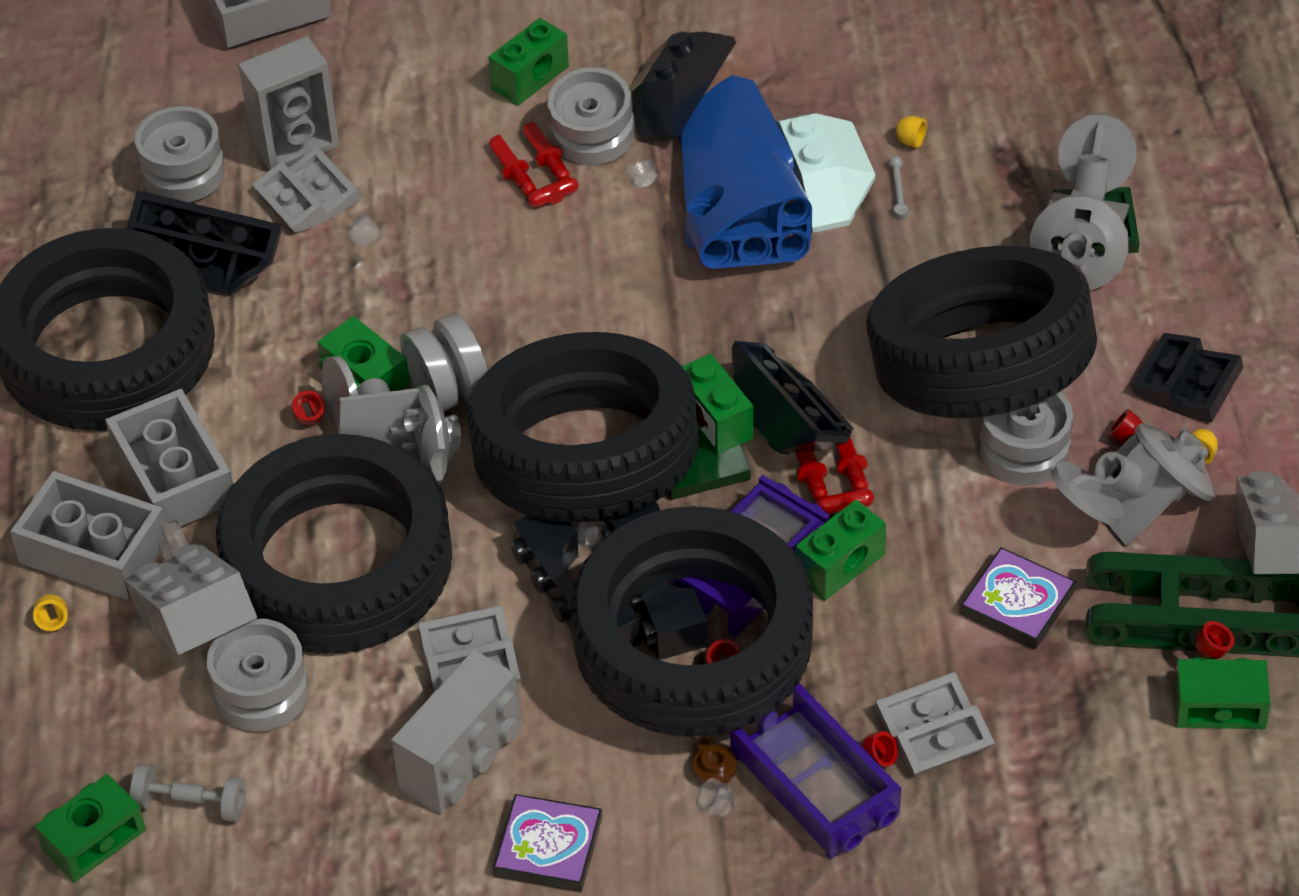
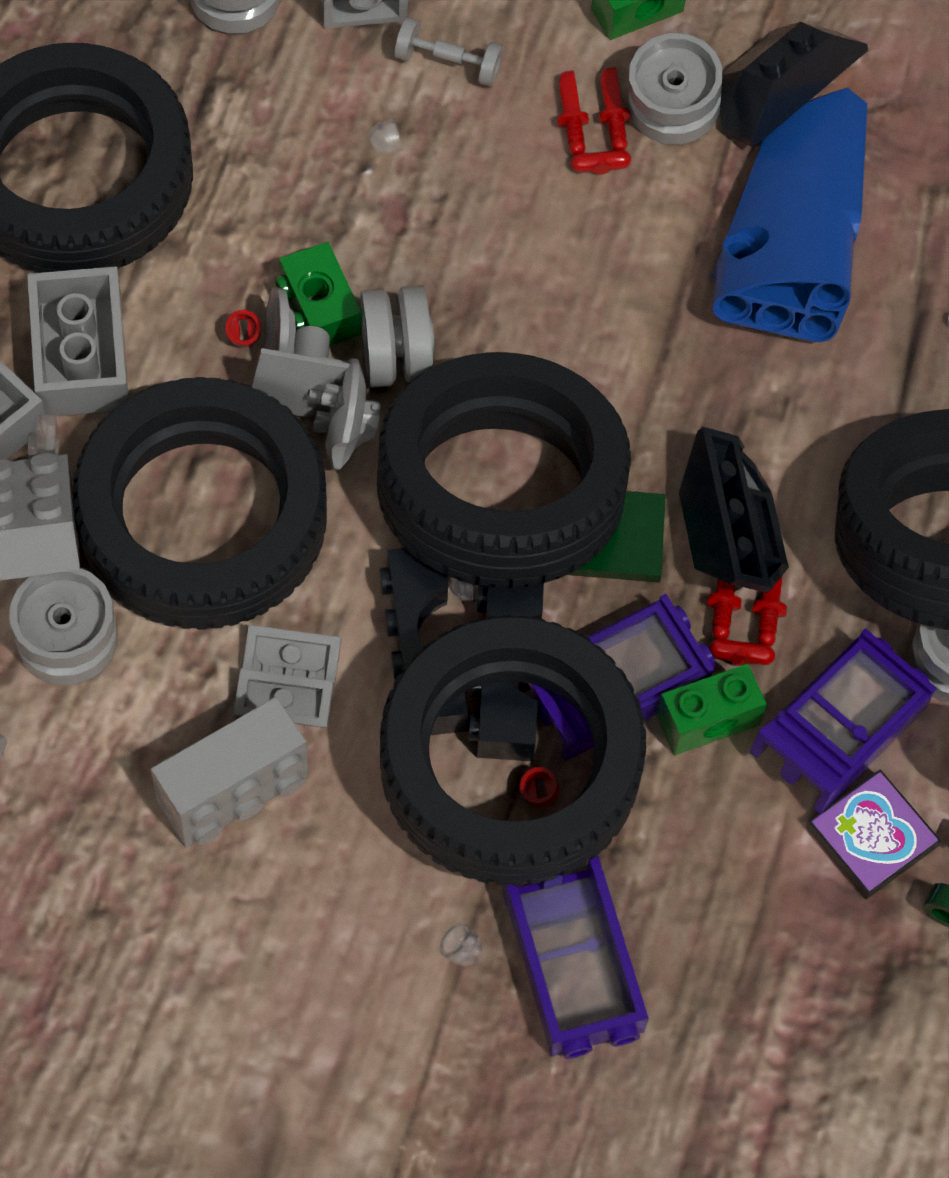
camera: 15 degrees right, 15 degrees up
(221, 244) = (223, 98): black wedge -> none
(307, 191) = (349, 65): light grey slope -> none
(387, 152) = (408, 40): none -> light grey wheel
(548, 843) = (276, 925): tile -> none
(641, 173) = (701, 173): clear hinge -> none
(713, 761) = (478, 905): reddish brown plate -> none
(721, 407) = (654, 490): green brick -> none
(829, 167) = (898, 238): light aqua wedge -> none
(881, 745) = (656, 950): red hinge -> none
(933, 724) = (720, 948): light grey slope -> none
(955, 514) = (846, 717): none -> dark purple door

